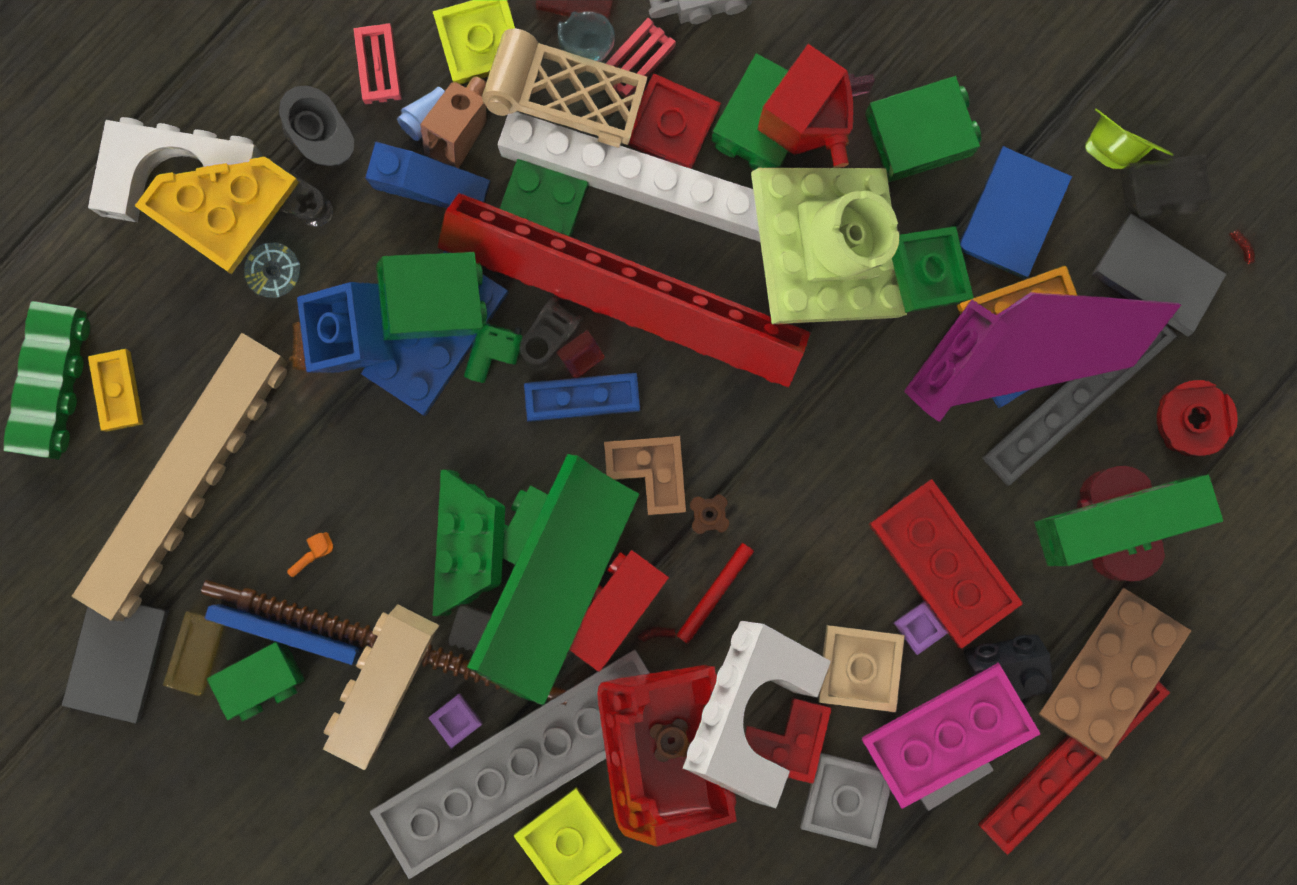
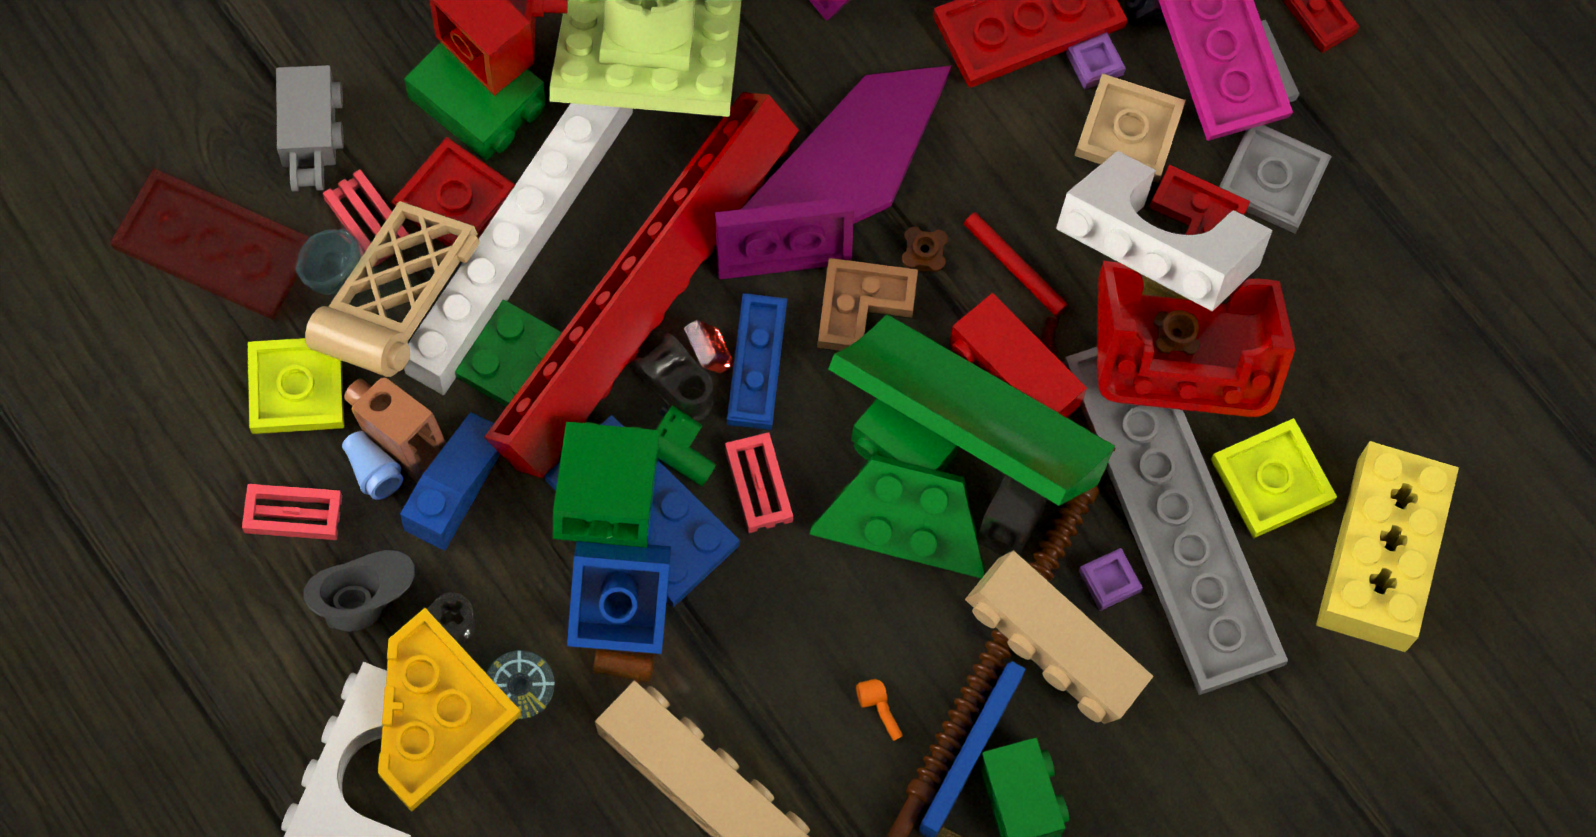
camera: 85 degrees left, 15 degrees down
(470, 407) = (768, 518): none -> coral tile
(758, 429) = (832, 179): none -> magenta piece

